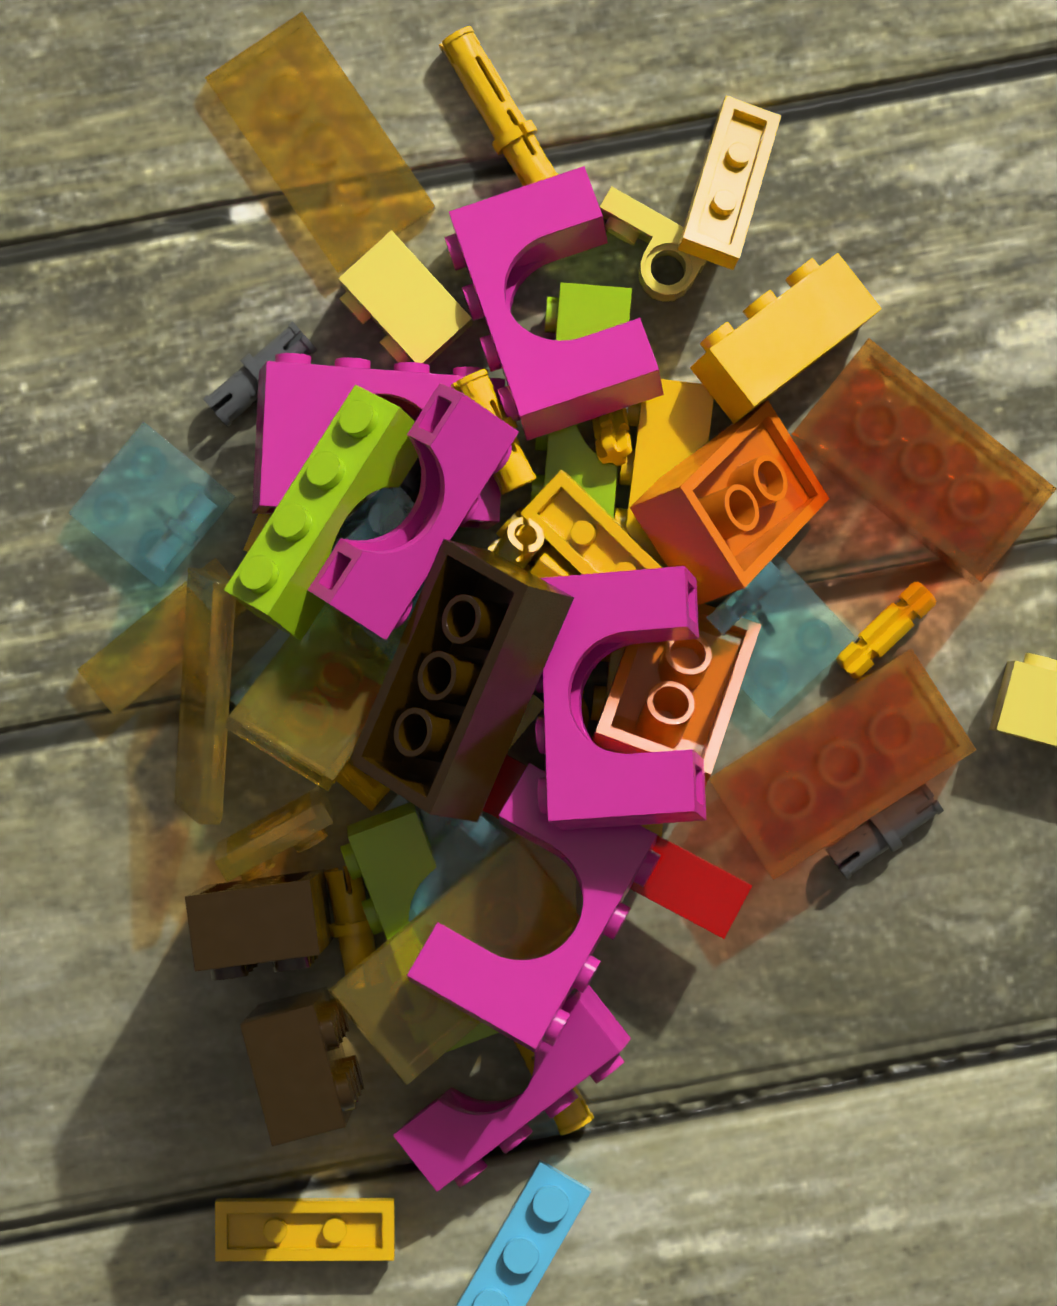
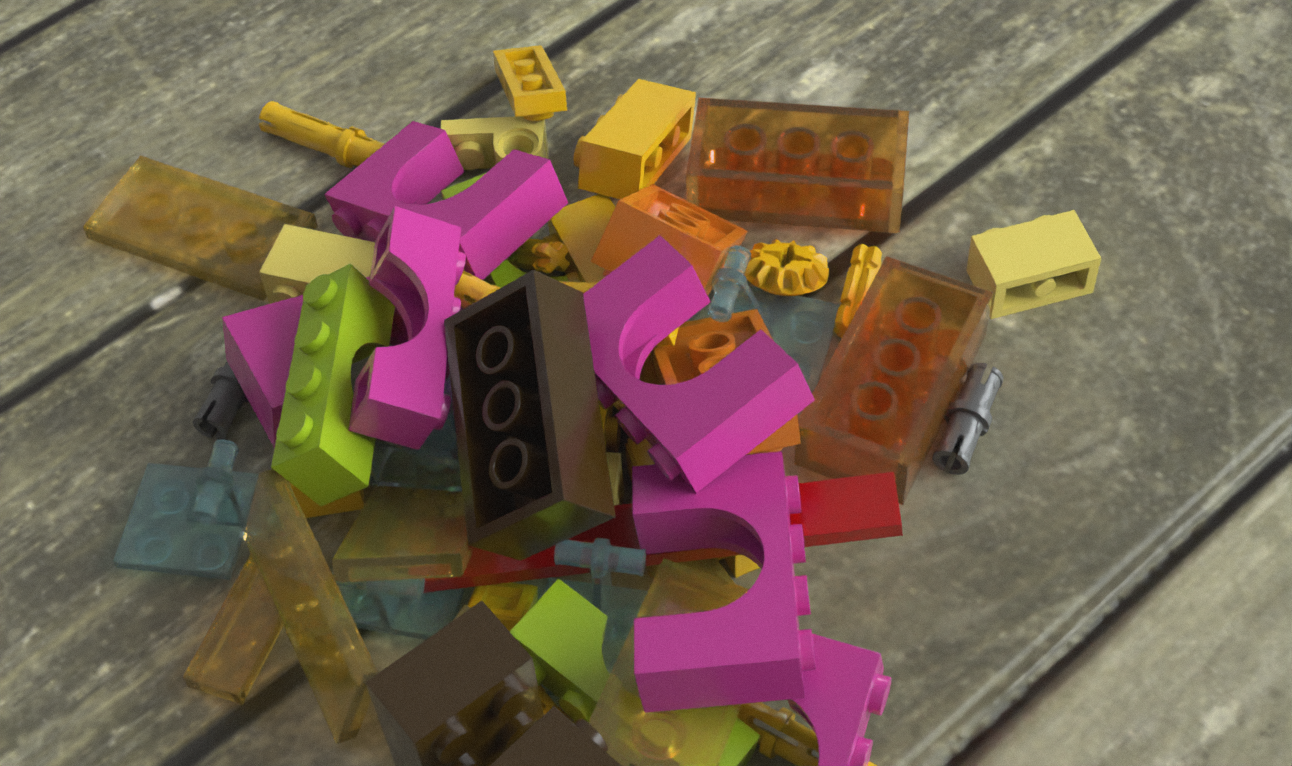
camera: 25 degrees left, 35 degrees down
(808, 563) = (786, 268): none -> yellow gear

